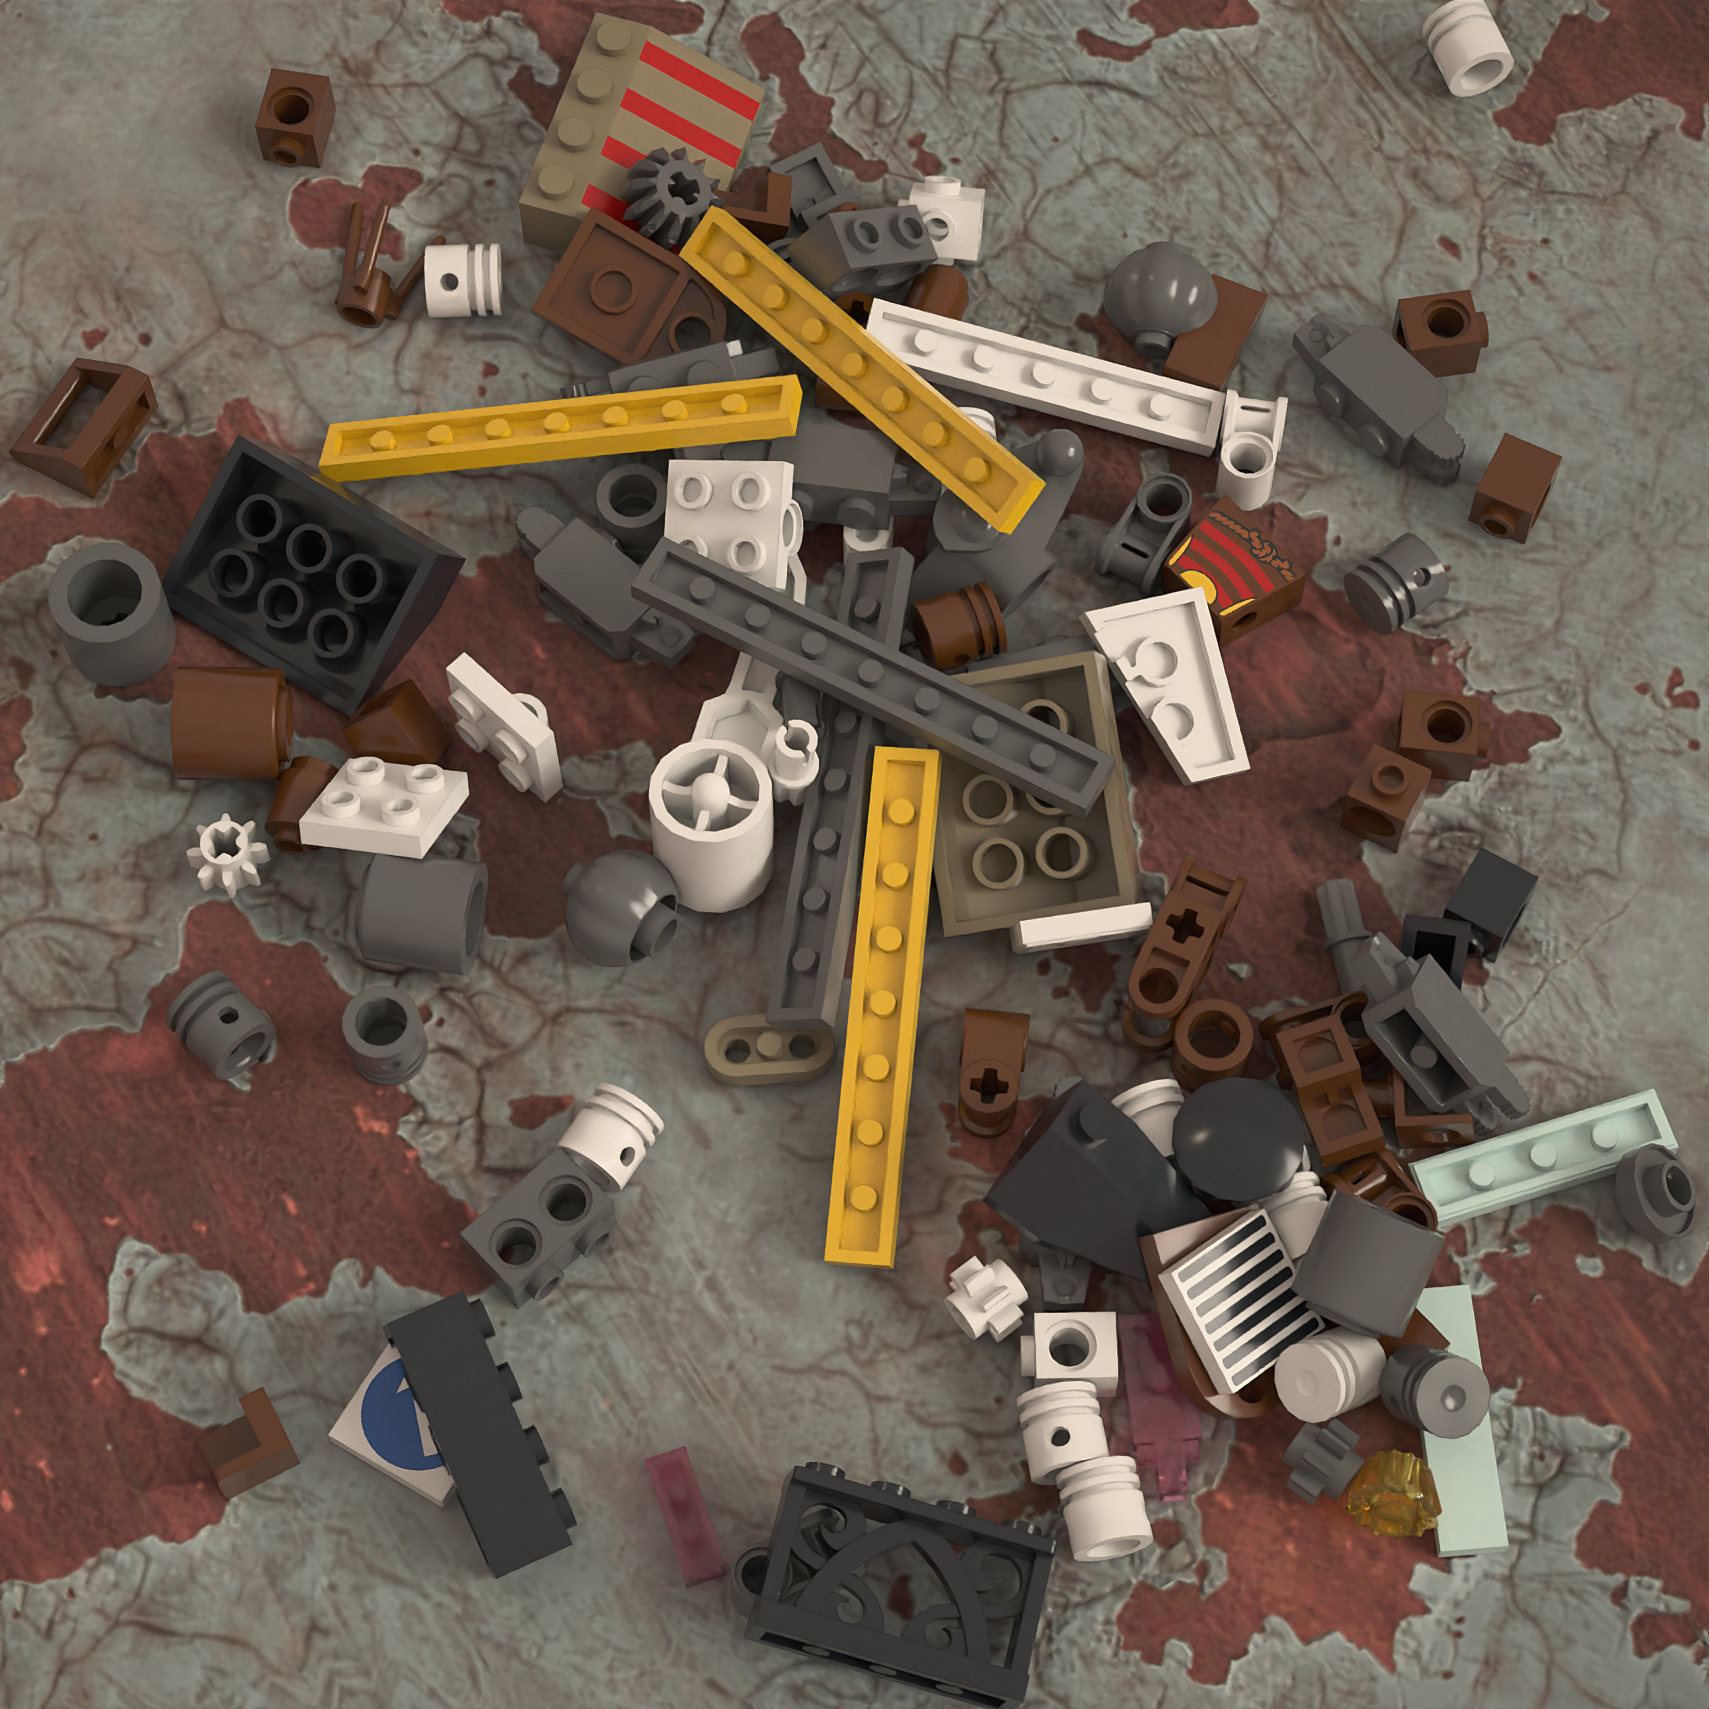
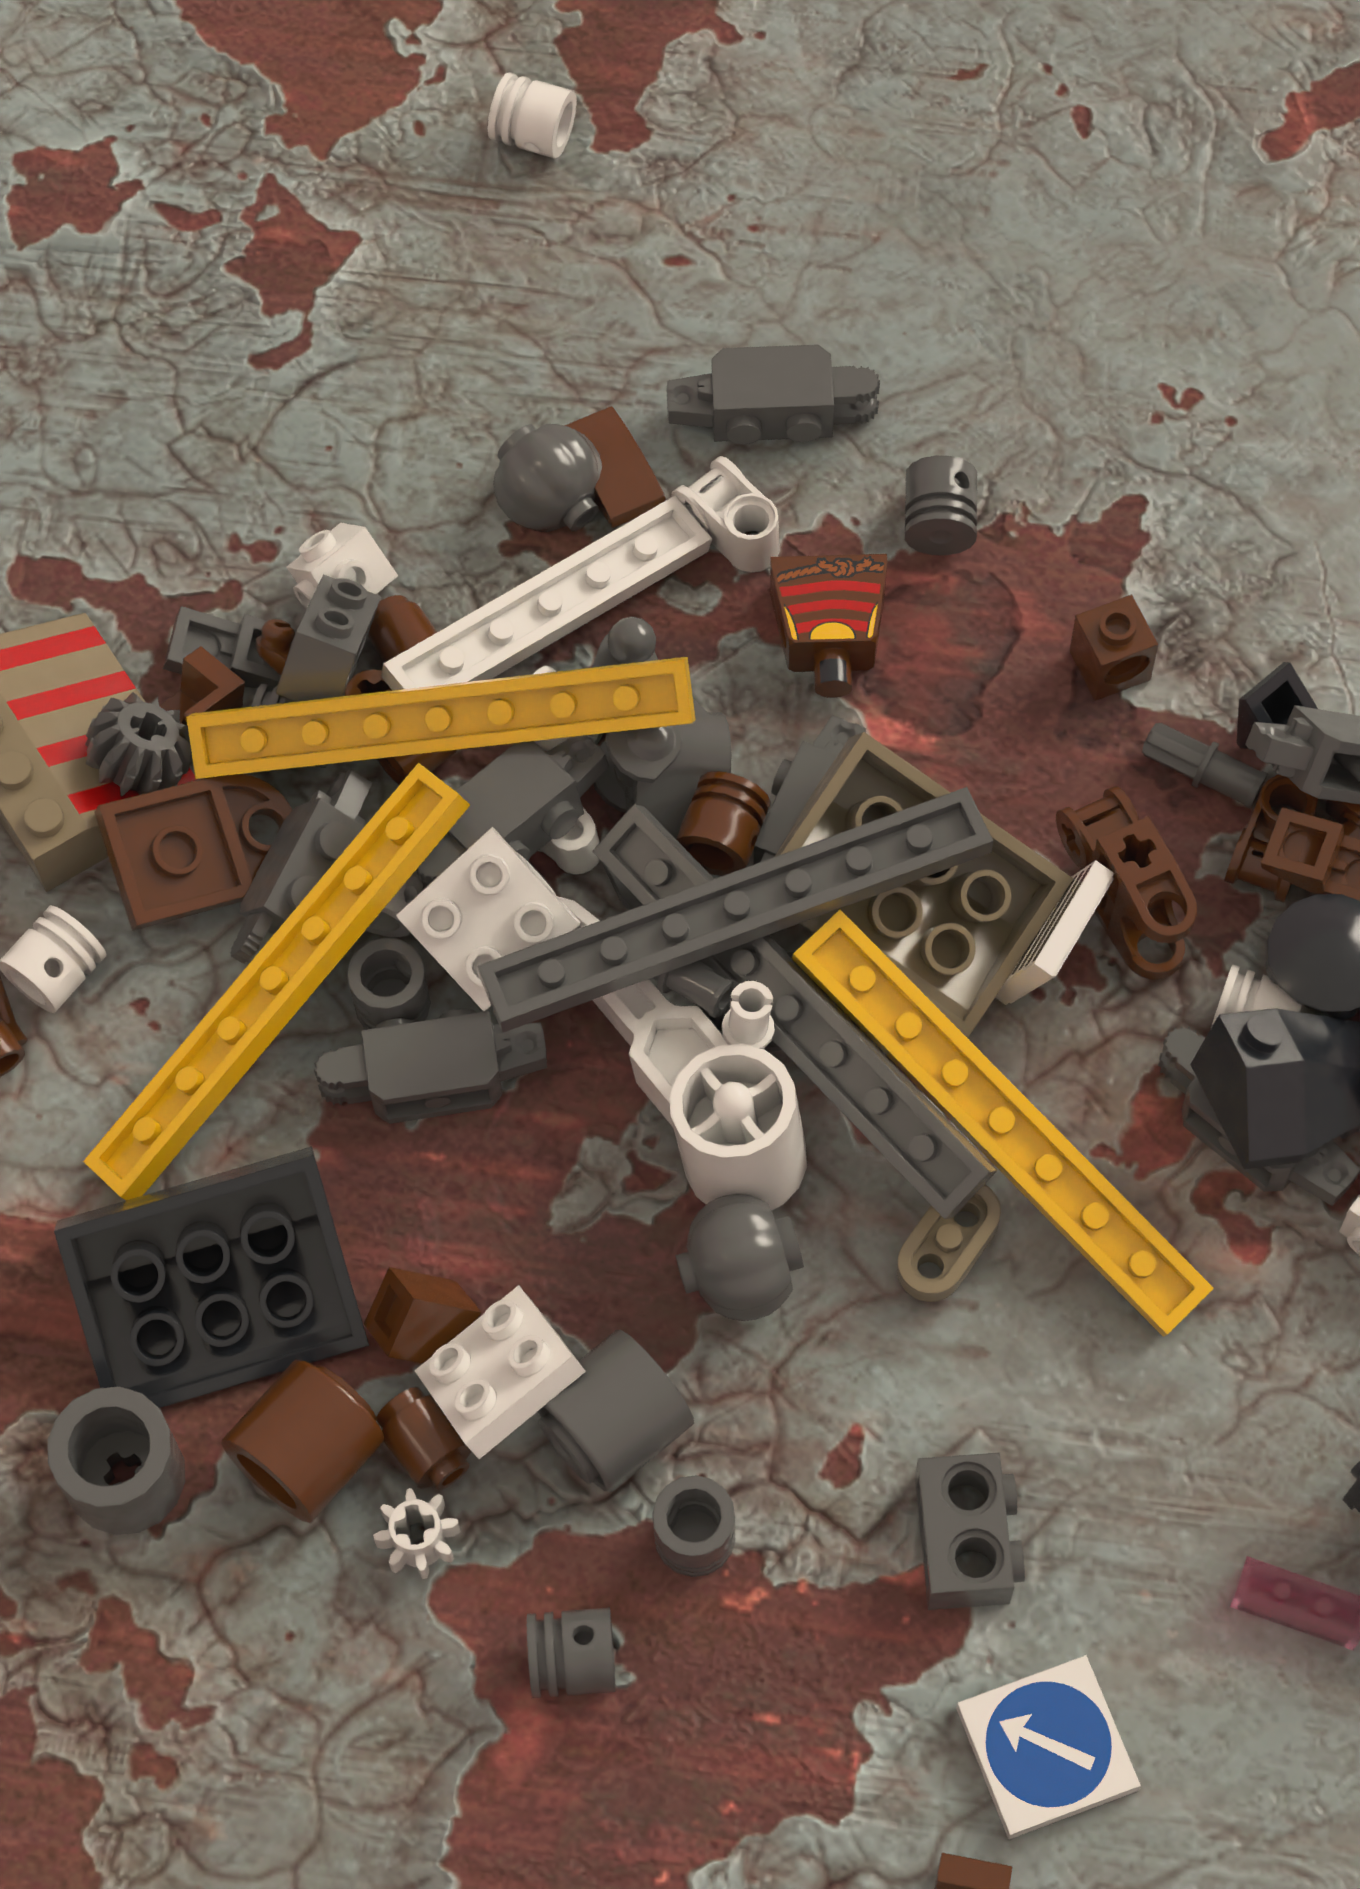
camera: 50 degrees left, 0 degrees up
(480, 1433) = (1114, 1704): black wedge -> none
(507, 726) = (504, 1226): white plate -> none
(611, 1136) = (930, 1414): white piece -> none
(986, 1299) = (1298, 1238): white gear -> none
(991, 1064) = (1095, 1082): reddish brown piece -> none
(1143, 540) = (746, 647): dark grey piece -> none
(1175, 679) = (898, 707): white wing -> none
(1210, 1043) = (1224, 922): reddish brown piece -> none
(1447, 313) = (751, 297): reddish brown brick -> none
(1453, 714) = (1096, 548): reddish brown brick -> none
(1493, 900) = (1254, 642): black brick -> none
(1514, 489) = (930, 369): reddish brown brick -> none

